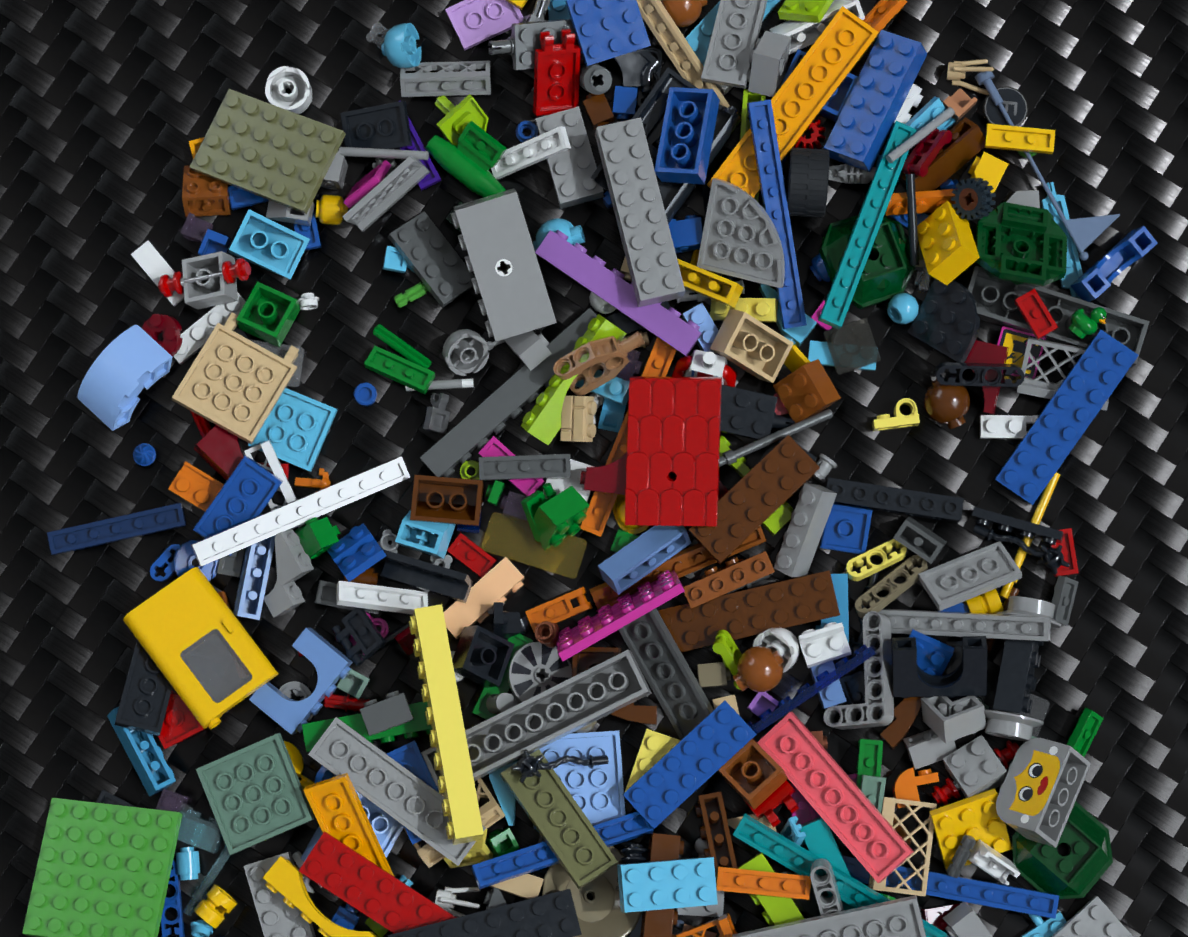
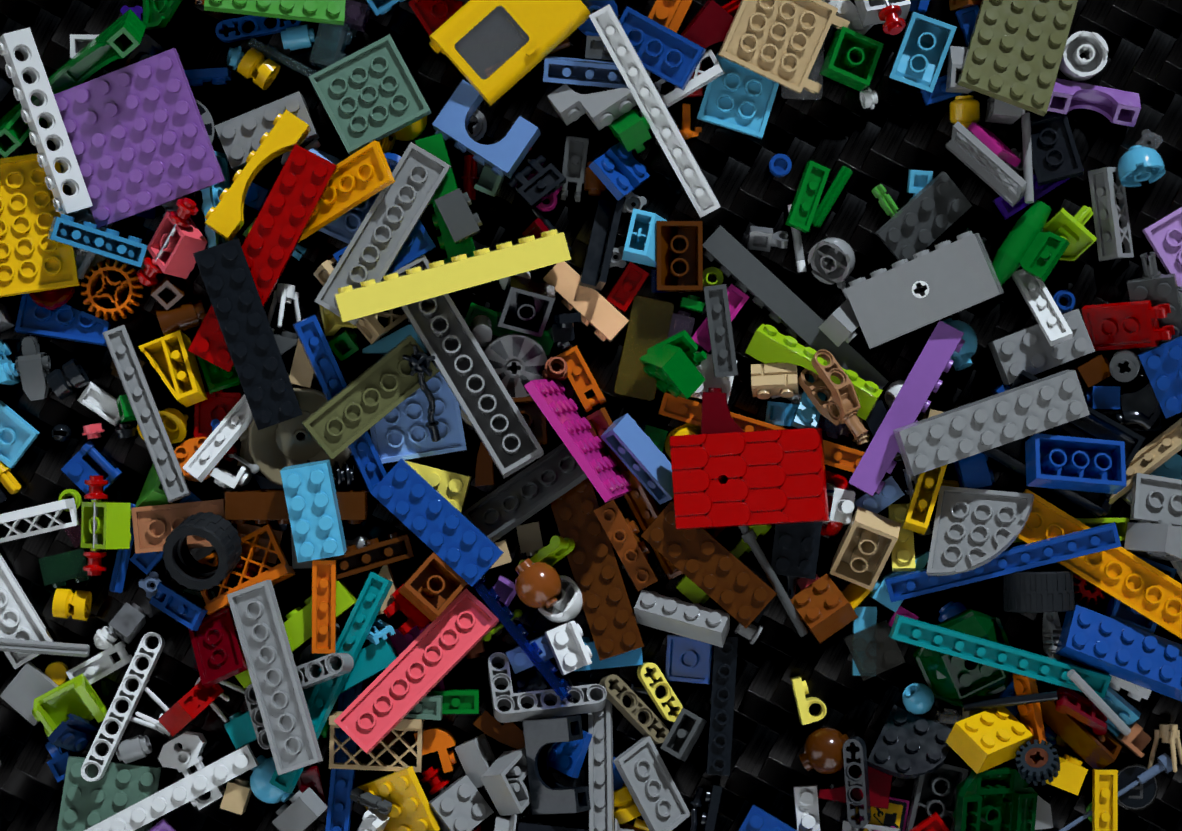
camera: 85 degrees right, 5 degrees up
(340, 62) = (1117, 105): none -> medium lavender arch
(380, 597) = (576, 200): white plate -> none
(786, 693) = (517, 612): none -> lime hinge

